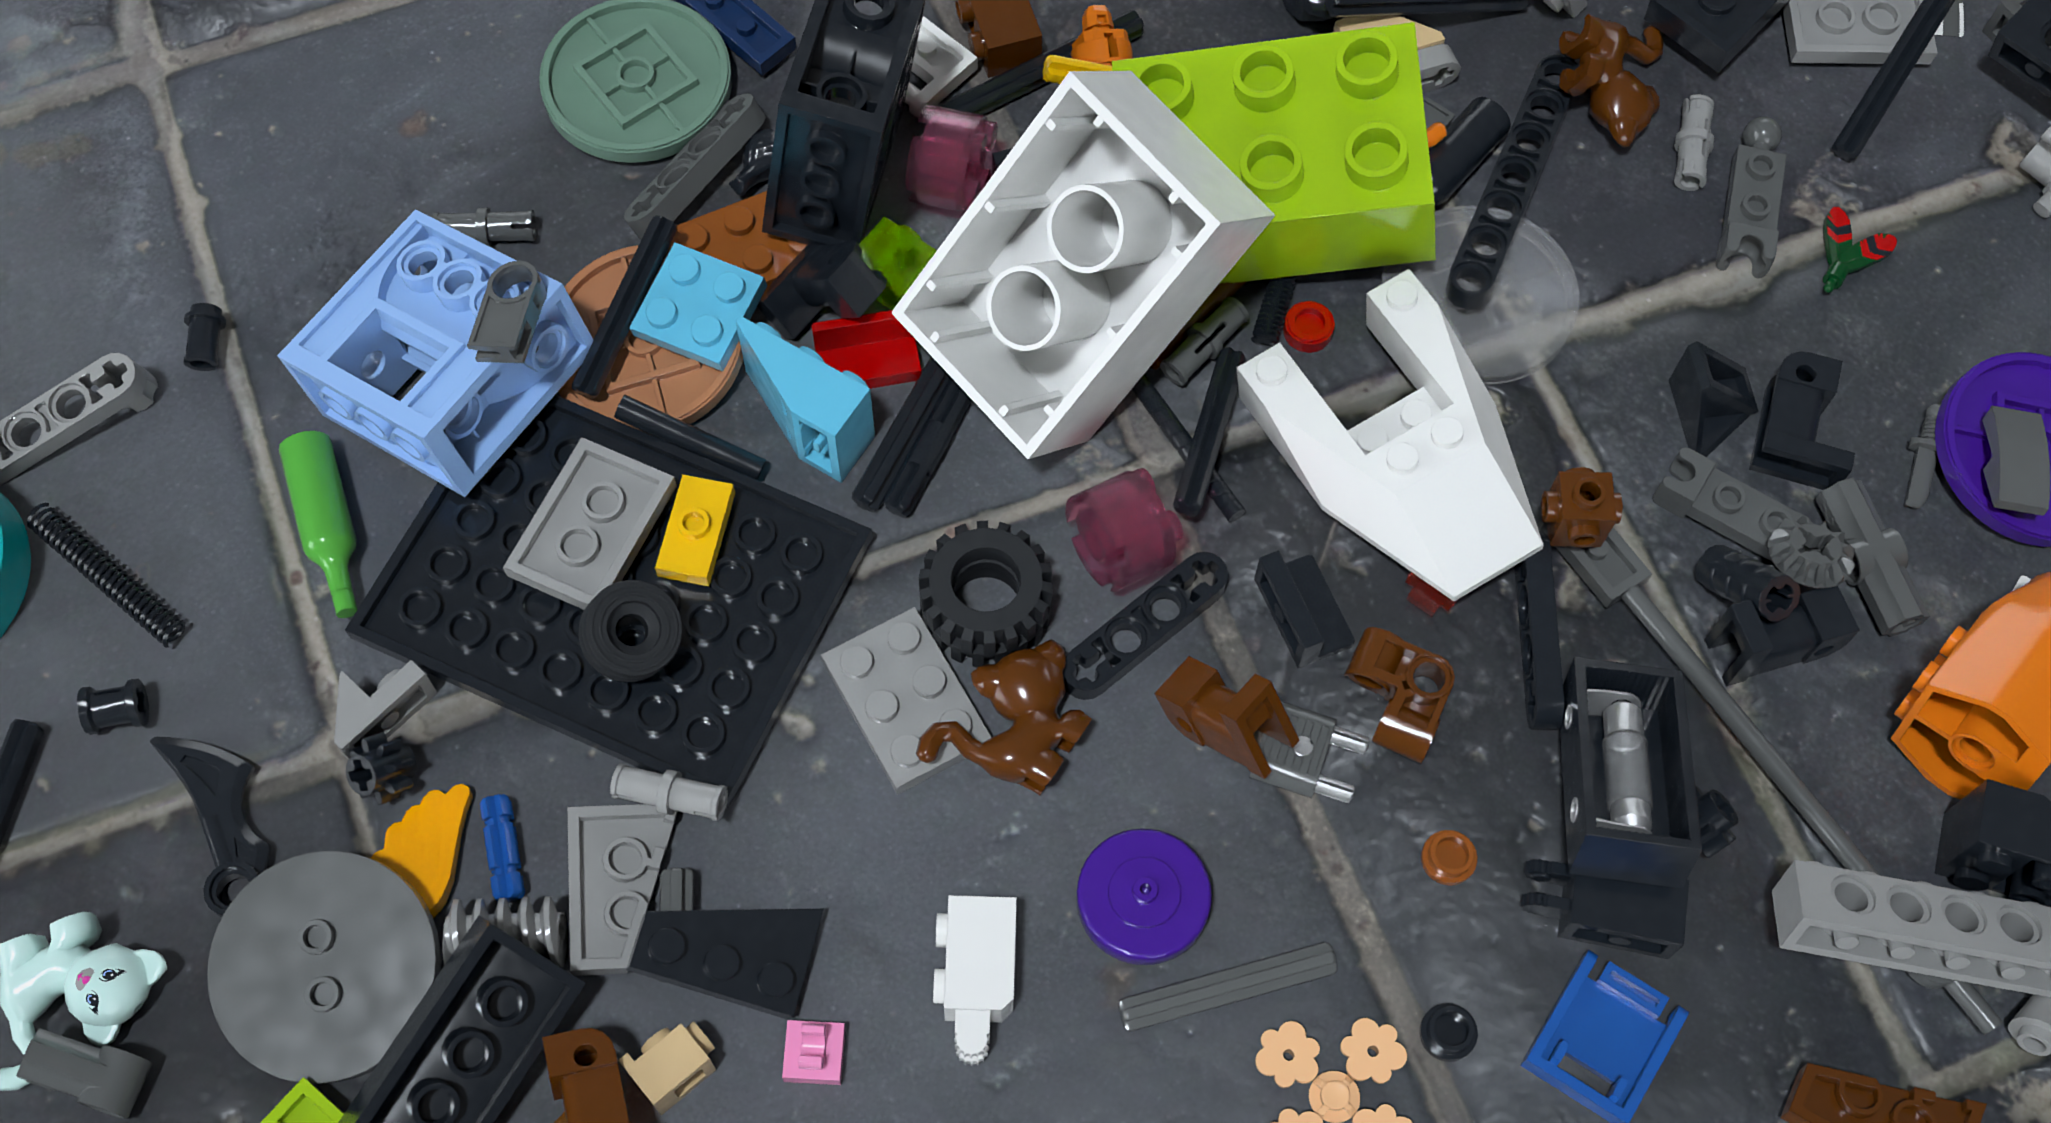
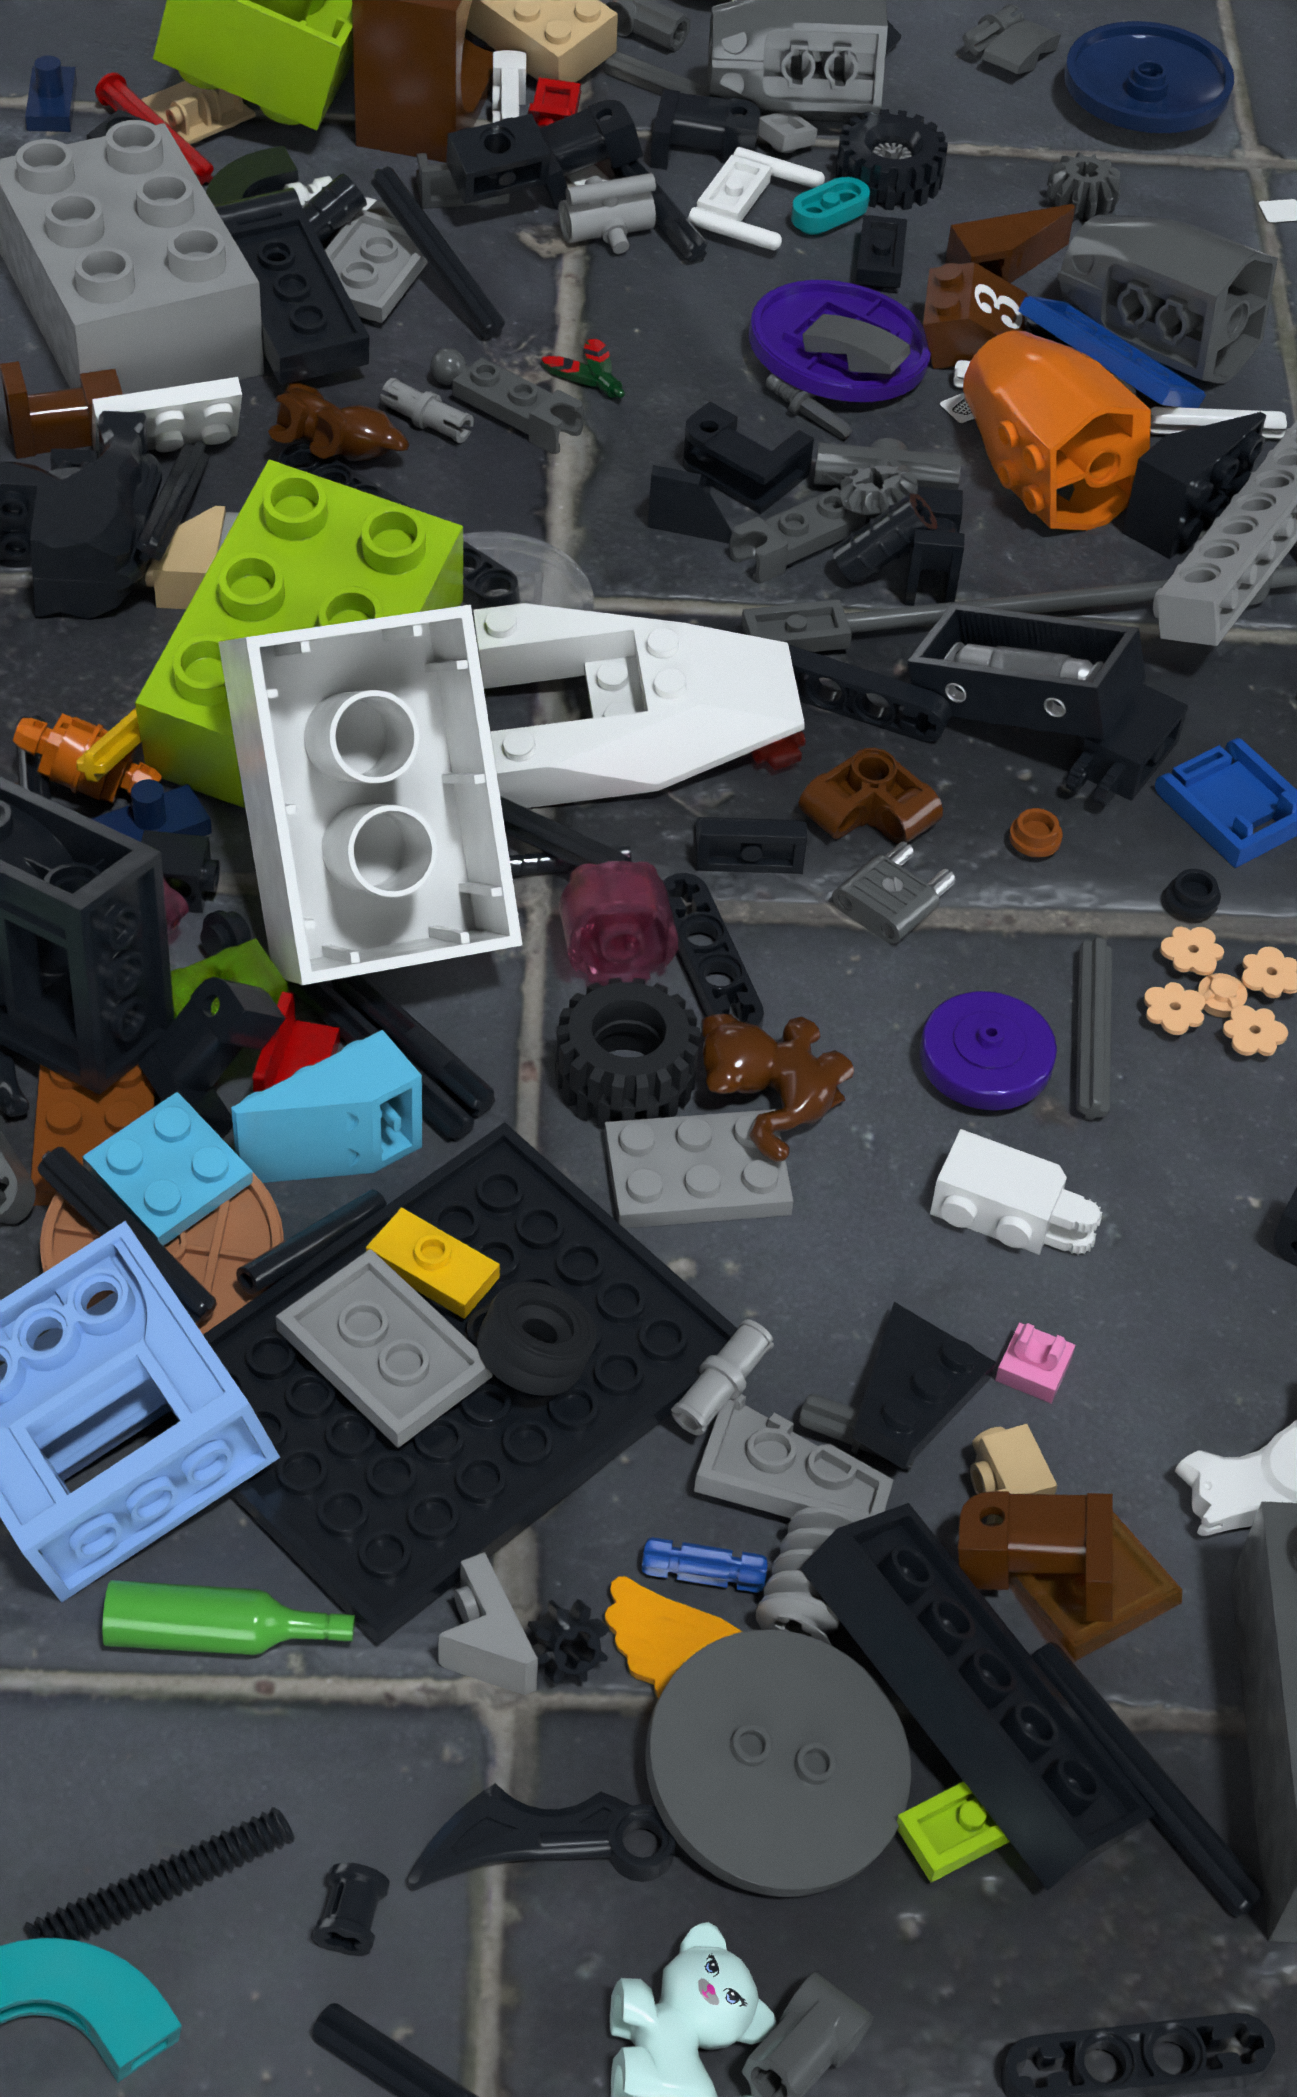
camera: 70 degrees left, 15 degrees down
(507, 325) = (153, 1278): dark grey piece -> none
(1222, 718) = (849, 918): reddish brown piece -> none
(1581, 508) = (768, 602): reddish brown brick -> none

